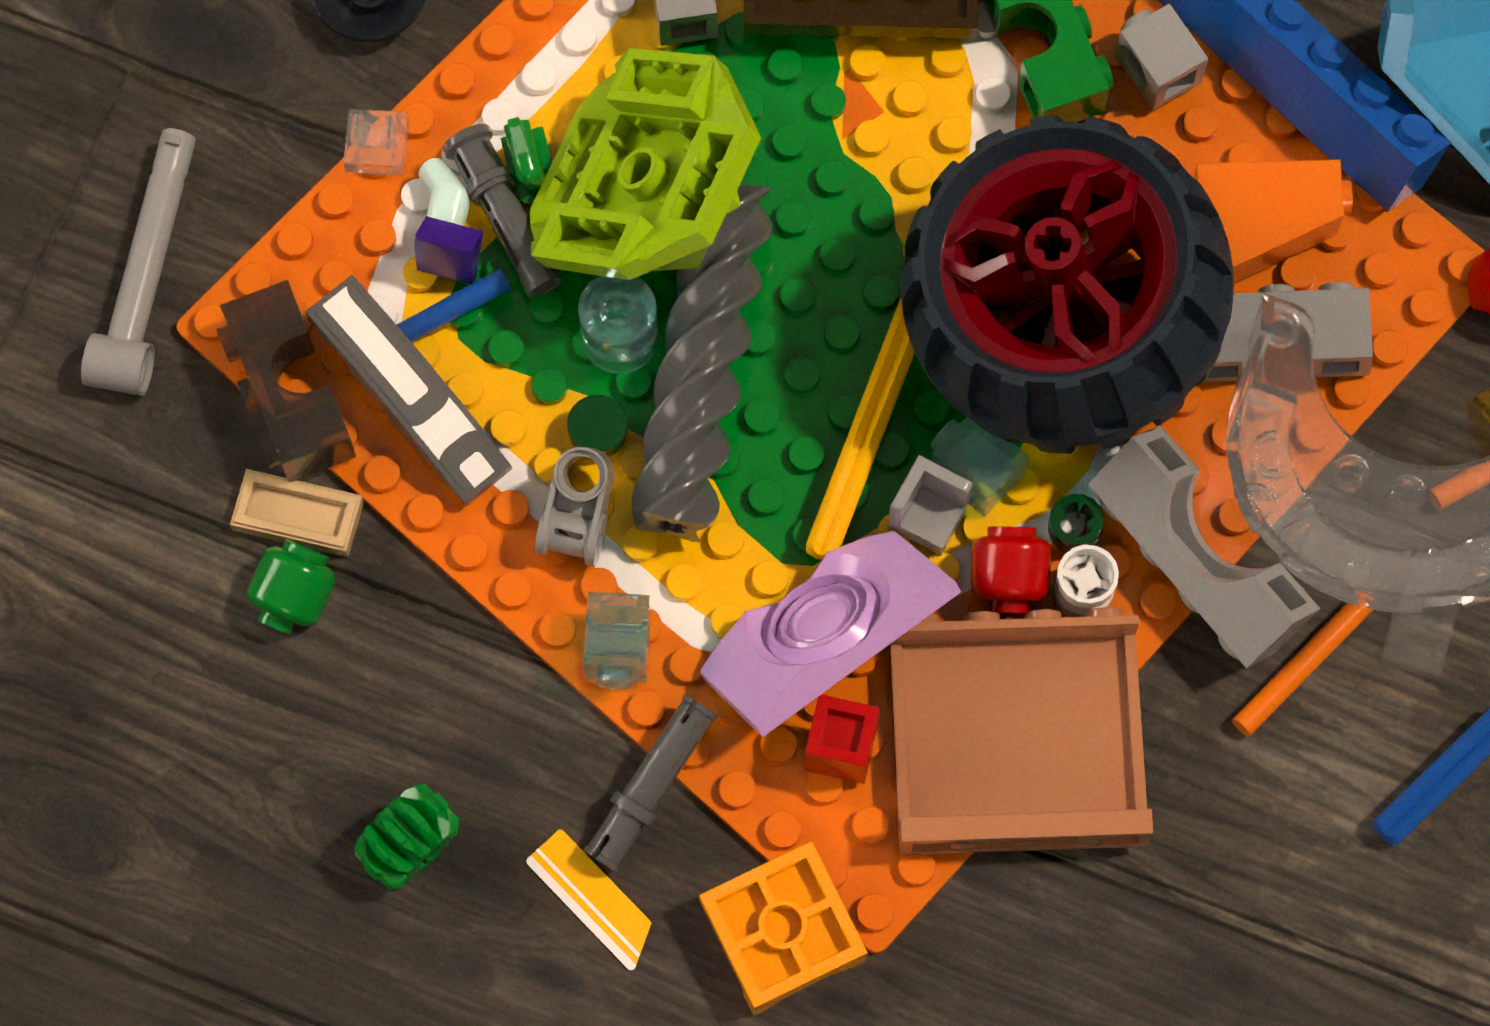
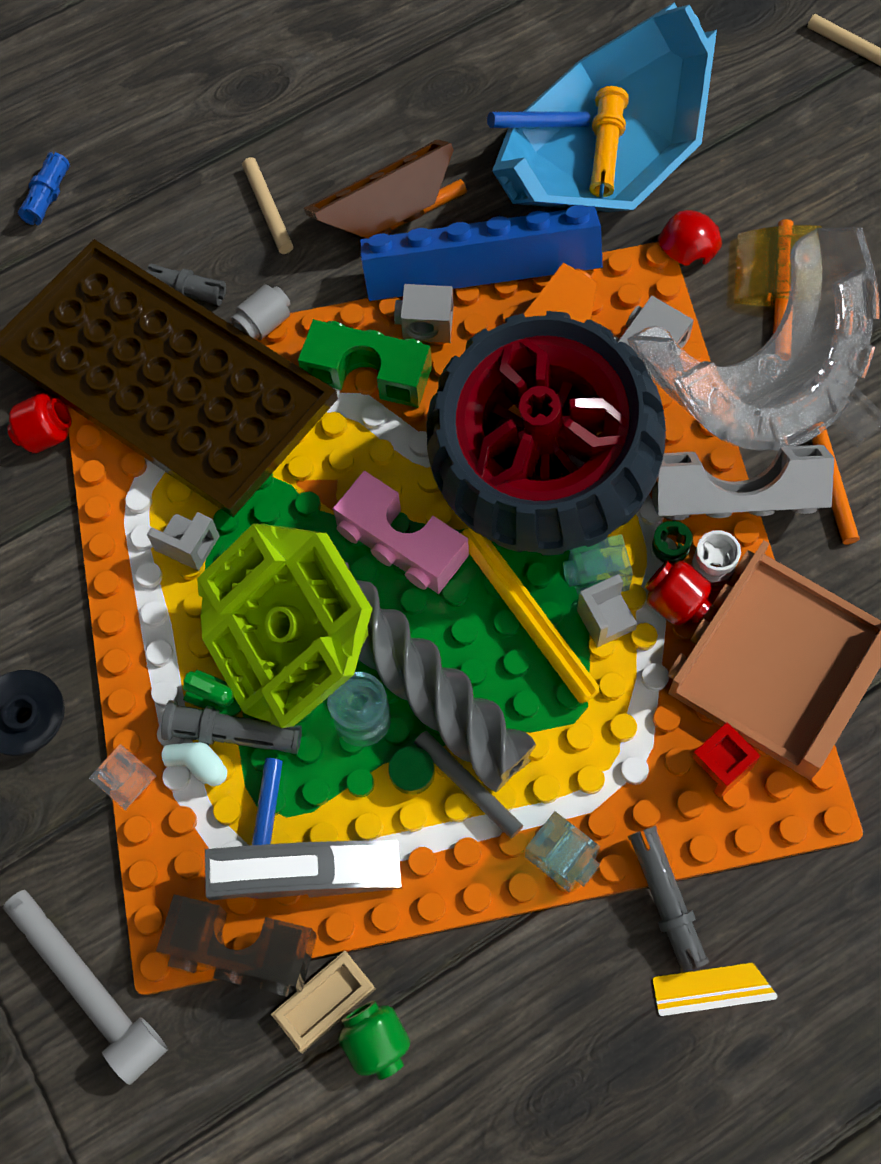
camera: 50 degrees left, 5 degrees down
(406, 836) = (604, 1083): green gear -> none
(448, 250) = (231, 779): dark purple slope -> none
(576, 510) = (465, 823): light grey piece -> none
(621, 515) = (469, 785): none -> dark grey bar
(783, 927) = (818, 881): light orange piece -> none
(825, 628) = (648, 723): lavender slope -> none
(856, 270) = (426, 556): none -> bright pink arch

